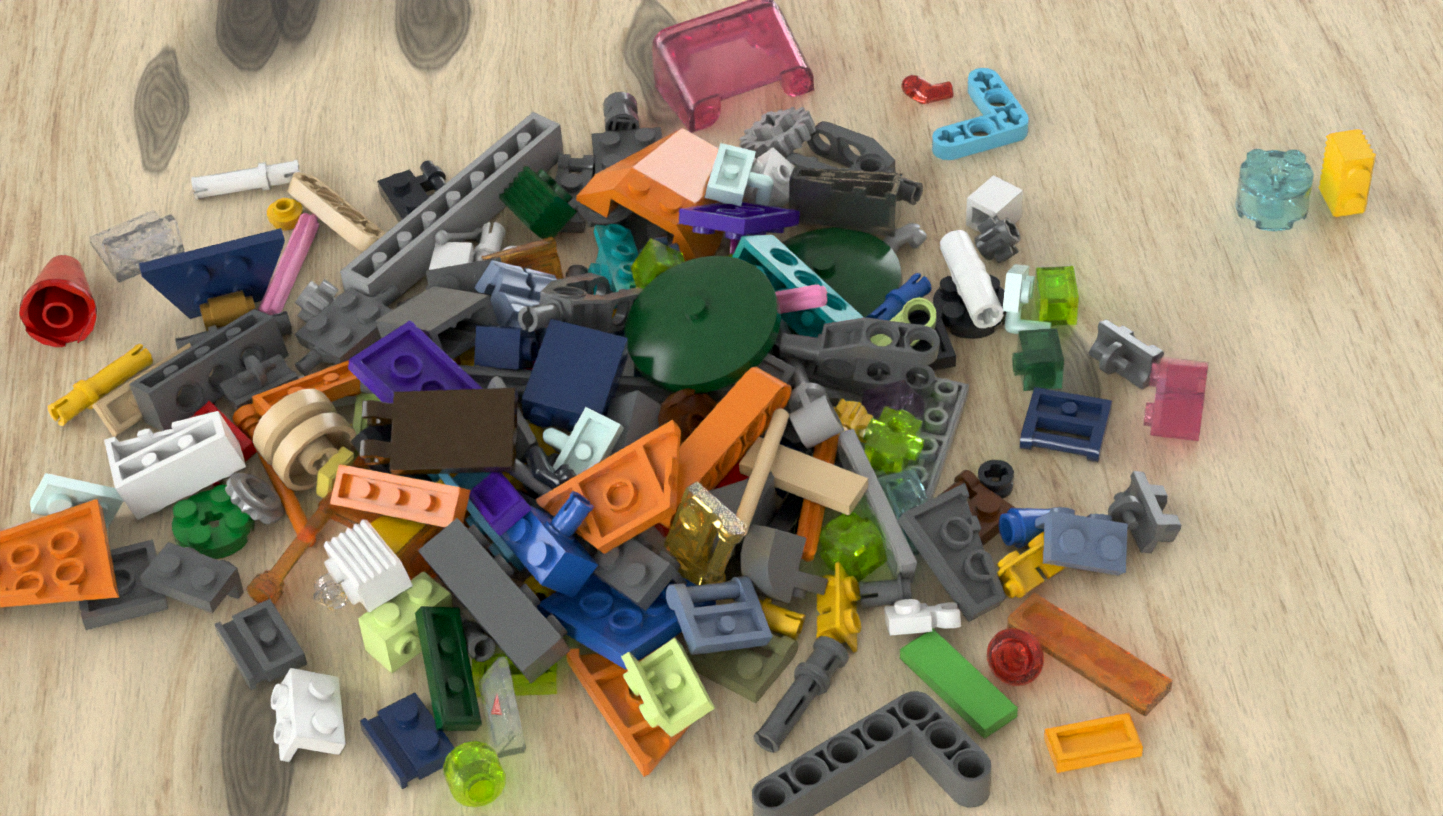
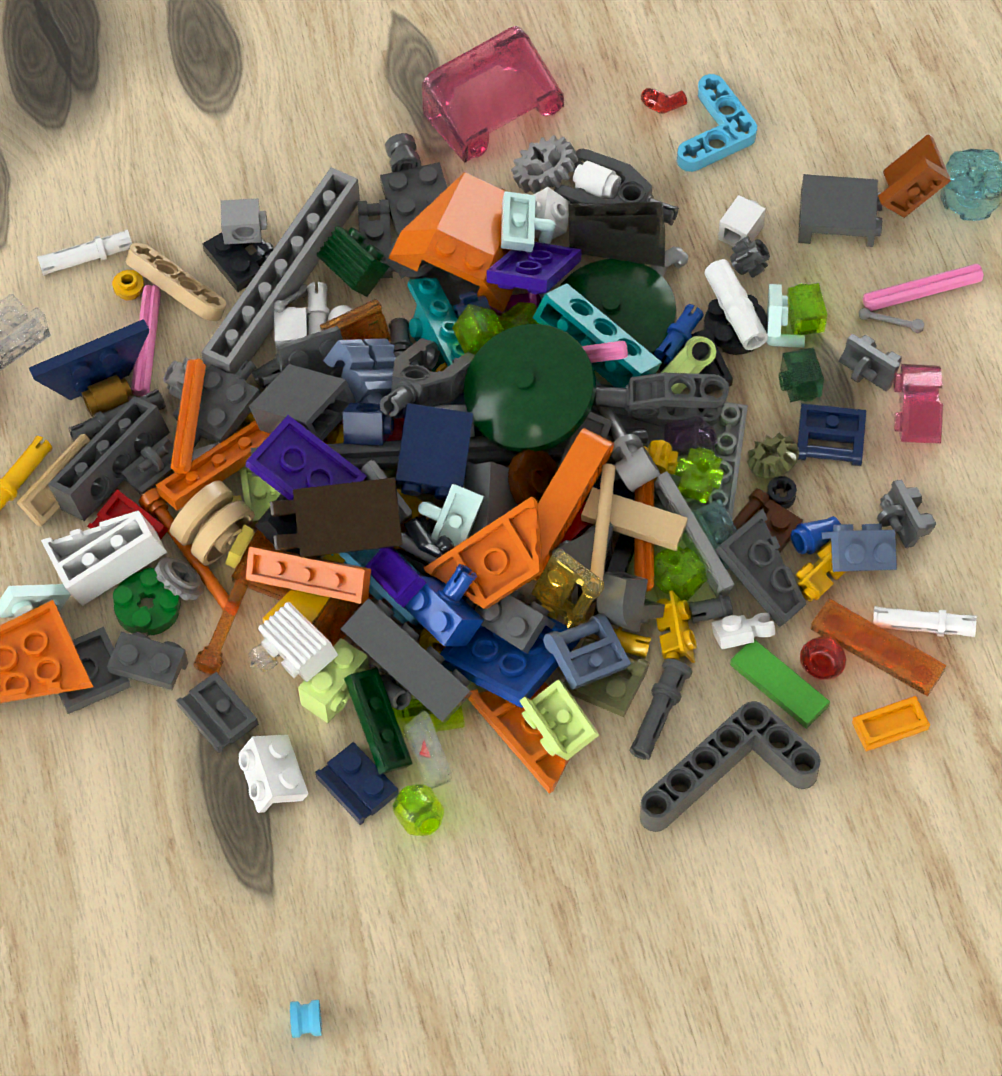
camera: 10 degrees left, 15 degrees up
(306, 331) = (188, 416): none -> orange axle
(422, 156) = (242, 221): none -> light grey brick
(832, 149) = (597, 180): none -> white brick
(981, 441) = (773, 466): none -> olive gear
(1112, 199) = (839, 207): none -> dark grey panel
(1161, 633) = (921, 621): none -> white pin
(1187, 326) = (916, 326): none -> light grey hinge
(1200, 287) = (923, 287): none -> bright pink axle
(1203, 176) = (914, 177): none -> dark orange bracket

